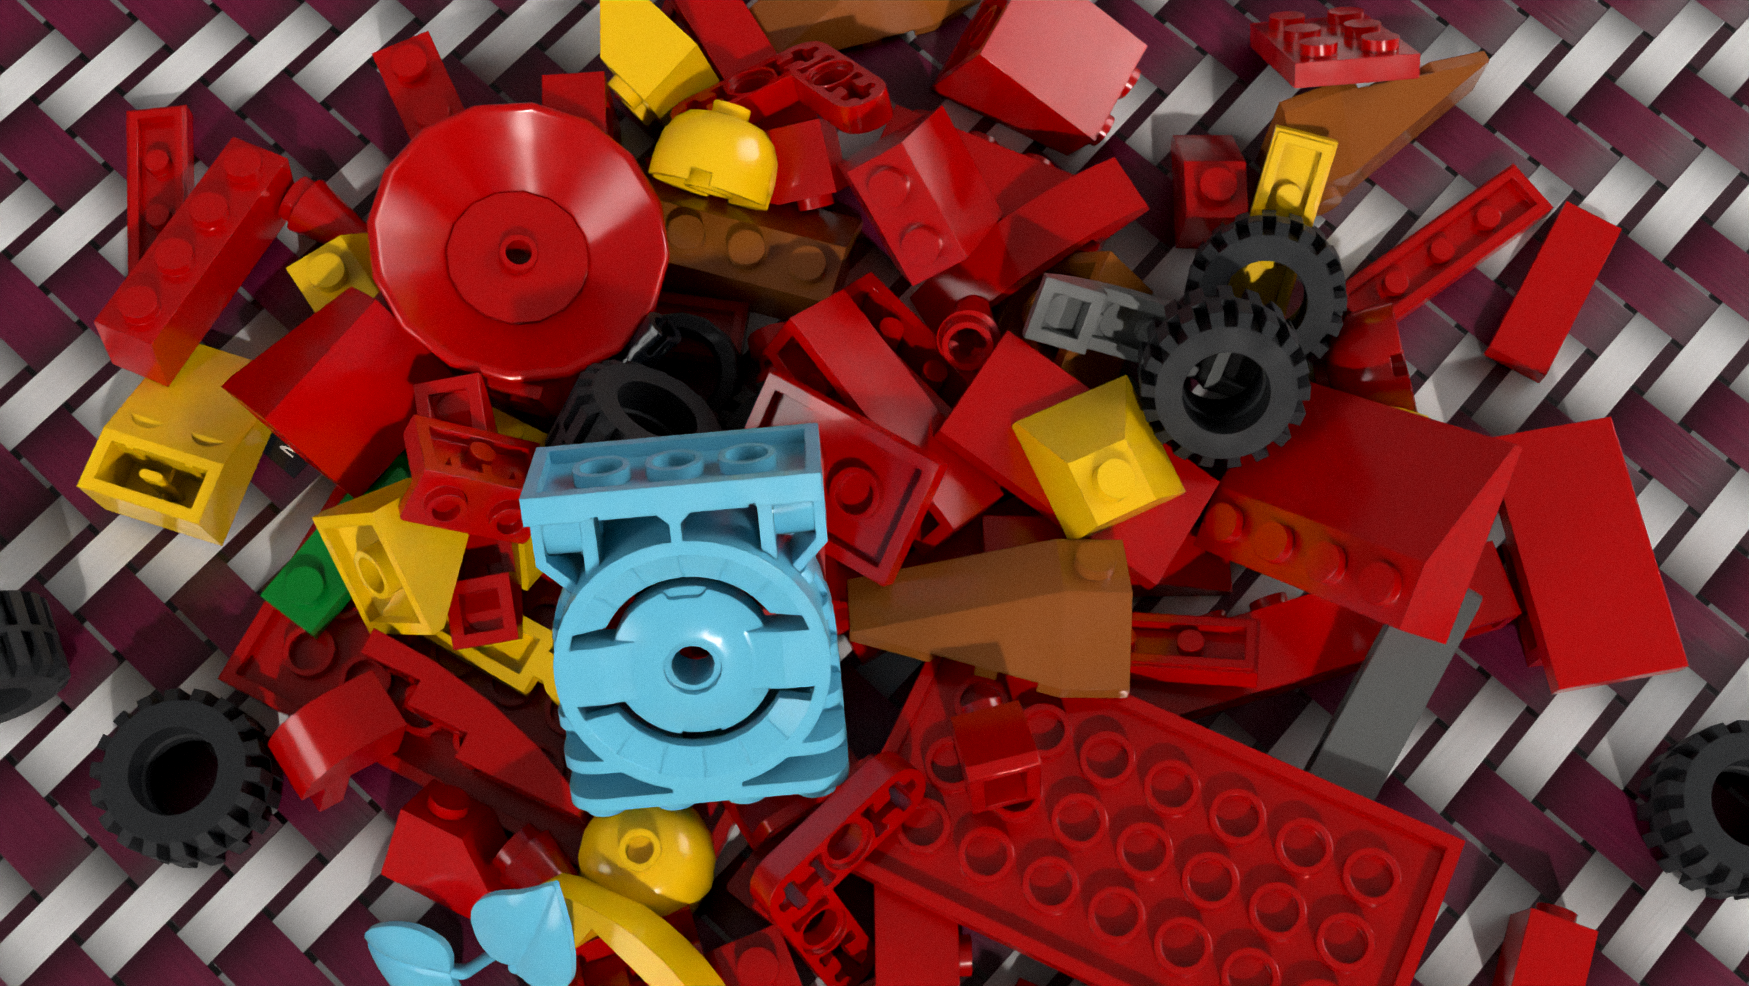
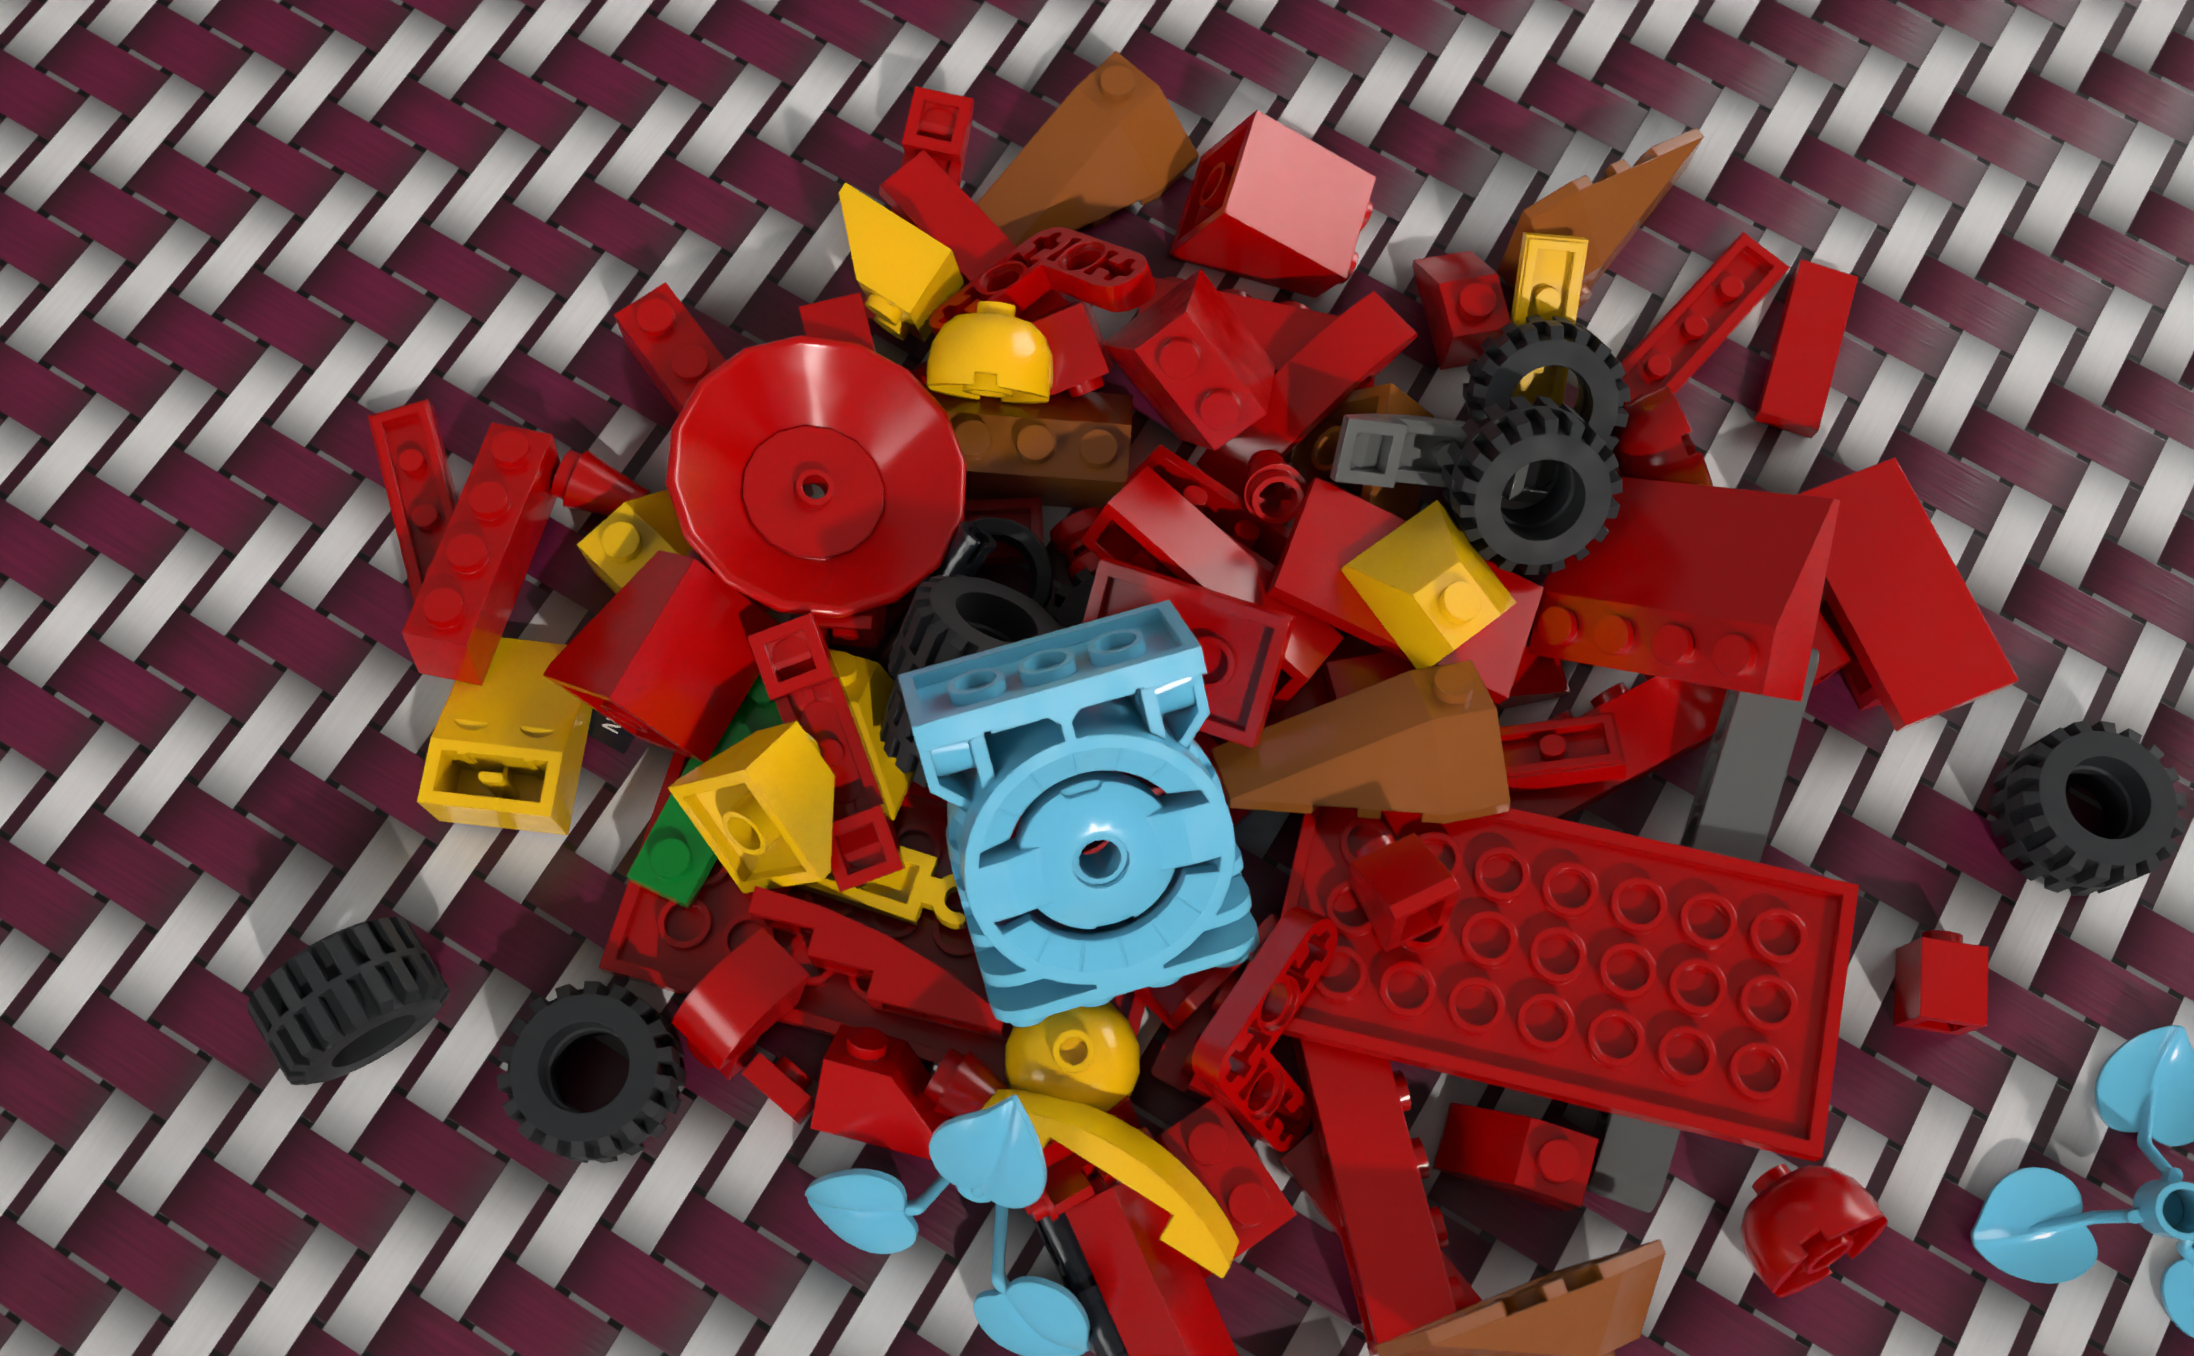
camera: 15 degrees left, 0 degrees up
(364, 825) = (782, 1084): none -> red plate
(466, 479) = (832, 720): red bracket -> none
(1333, 49) = (1556, 150): red plate -> none

